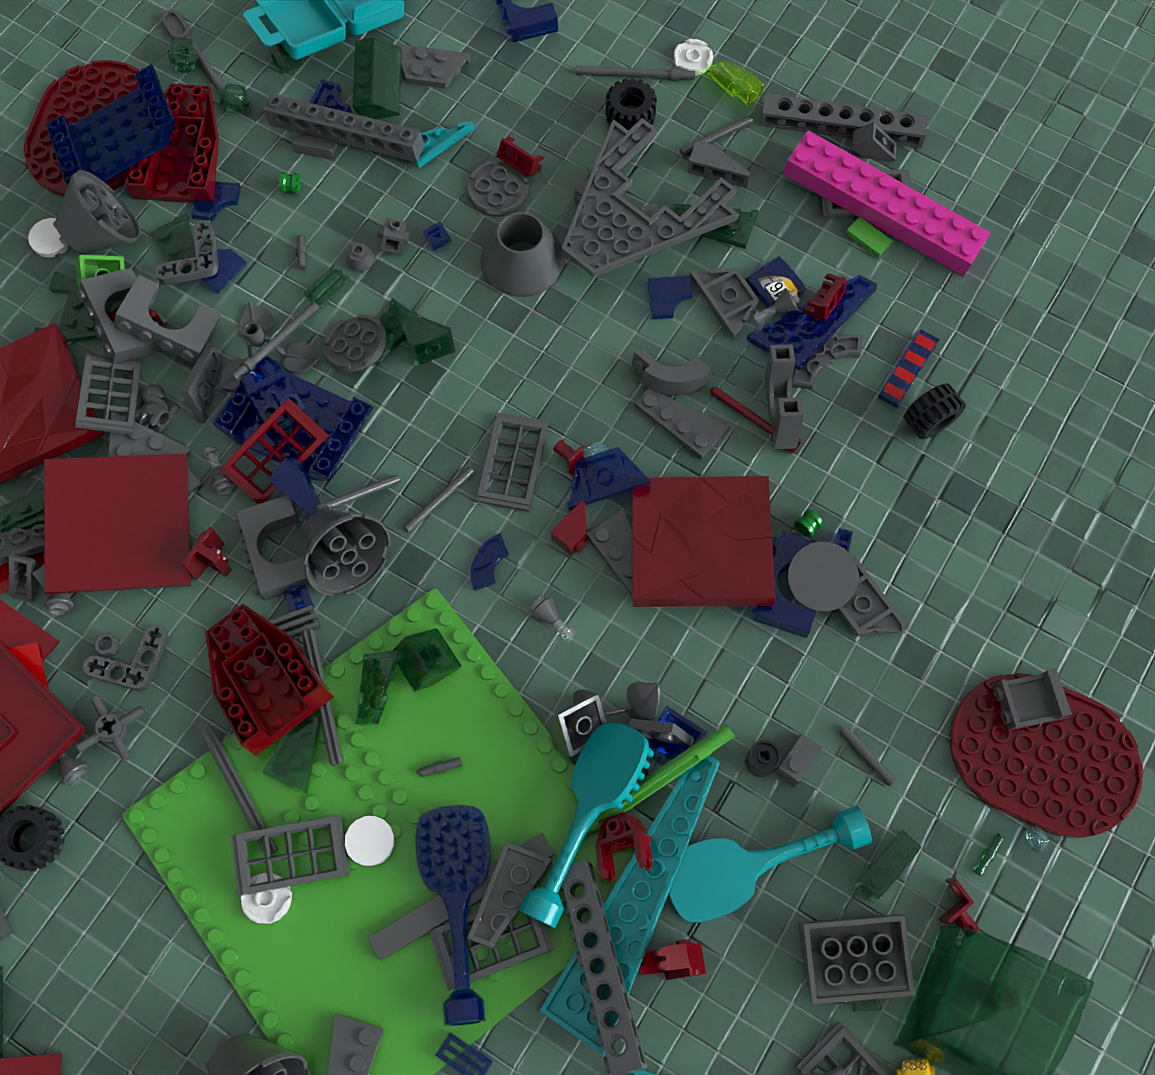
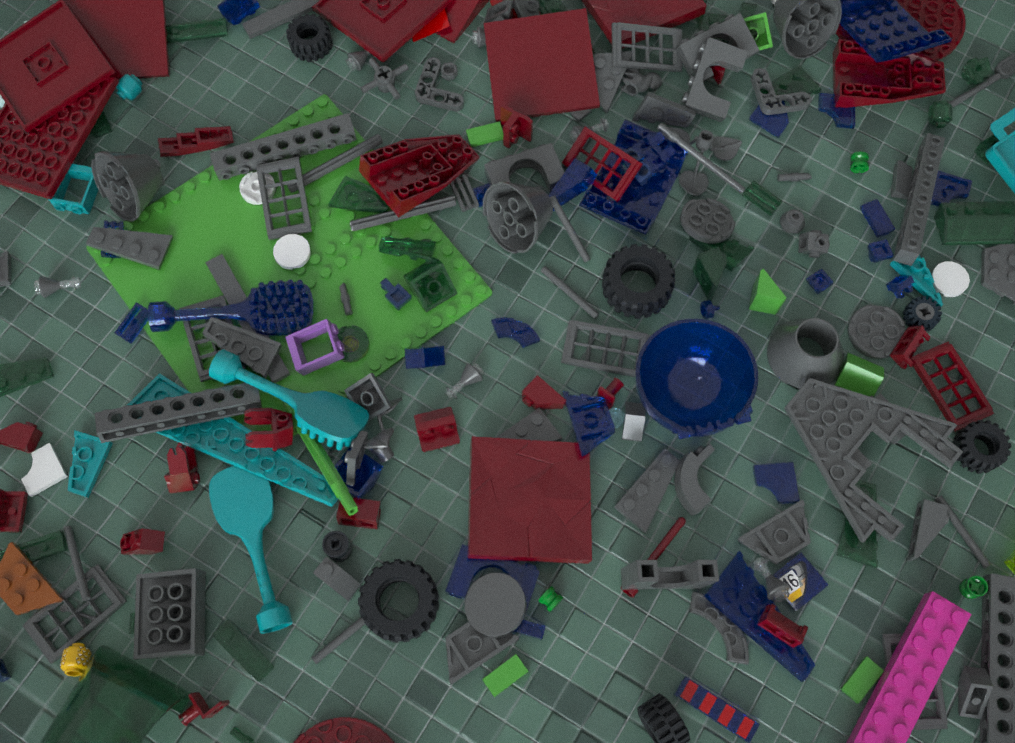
camera: 90 degrees right, 0 degrees up
(182, 779) = (275, 143): none -> dark grey brick
(182, 998) = (194, 142): none -> dark red slope
(209, 598) = (485, 134): none -> bright green tile
(361, 174) = (877, 218): none -> clear blue tile
(405, 173) = (879, 251): none -> clear blue tile
(427, 393) = (640, 259): none -> black tyre
(438, 113) = (950, 279): none -> white tile
(439, 701) = (395, 295): none -> dark blue plate
(445, 159) = (900, 283): none -> clear blue tile
(454, 287) = (766, 295): none -> bright green slope
(468, 349) = (707, 309): none -> clear blue tile
(486, 148) = (915, 316): none -> black wheel
(502, 758) = (355, 343): none -> clear green tile
(518, 821) = (294, 343): none -> medium lavender window
(523, 666) = (424, 357): none -> clear blue slope
(552, 206) = (860, 375): none -> bright green slope
(571, 350) = (696, 378): none -> clear blue windscreen
(596, 113) = (938, 351): none -> dark red piece
(601, 431) = (633, 421): none -> slope
(613, 649) = (436, 429): none -> dark red bracket
(714, 721) = (366, 517): none -> dark red hinge
(767, 1007) = (142, 542): none -> dark red slope
(774, 131) = (976, 584): none -> green wheel
(843, 661) = (375, 585): none -> black tyre
(892, 573) = (505, 675): none -> bright green tile

